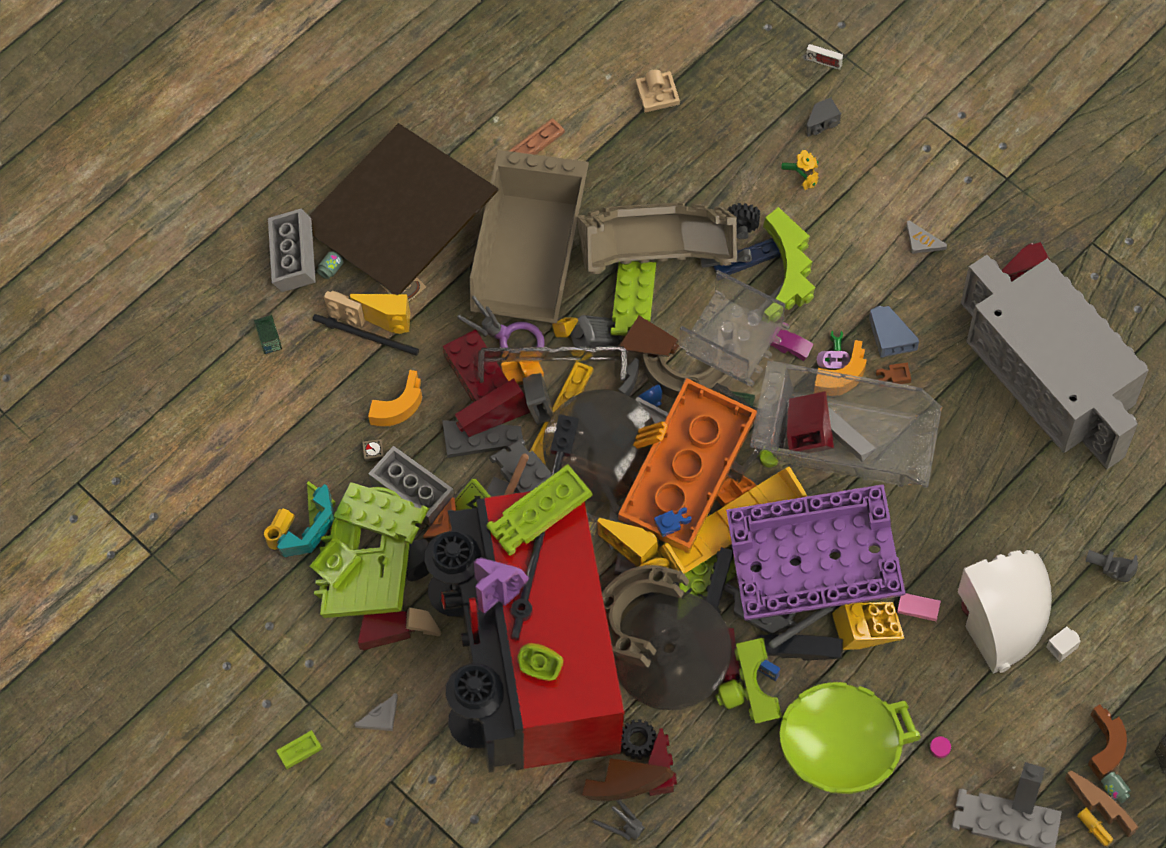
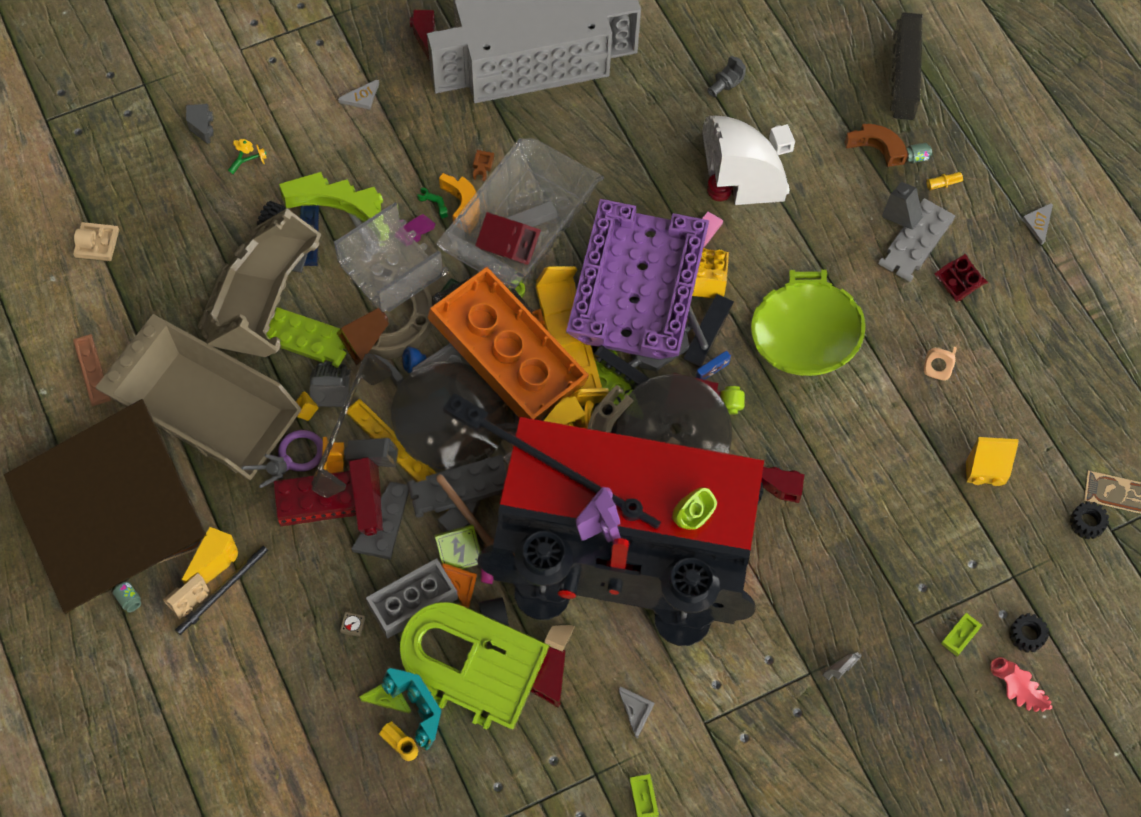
camera: 75 degrees left, 0 degrees up
(268, 334) = (173, 684): clear green tile -> none
(291, 250) = (93, 625): light grey brick -> none
(335, 562) = (465, 695): lime tile -> none
(380, 512) = (438, 629): lime hinge -> none
(398, 410) = (322, 590): light orange arch -> none
(539, 509) = (538, 455): lime hinge -> none
(626, 780) = (787, 510): reddish brown slope -> none
(633, 826) = (826, 525): dark grey plant -> none
(649, 434) = (458, 370): light orange tile -> none
(670, 523) = (560, 379): blue plate -> none
(751, 656) = (710, 364): lime arch -> none
(824, 56) = (138, 97): white tile -> none
(833, 355) = (448, 202): lavender beam -> none
(891, 332) = (440, 151): sand blue slope -> none
(940, 747) = (837, 262): dark pink tile -> none
(1095, 798) = (921, 170): medium nougat slope -> none

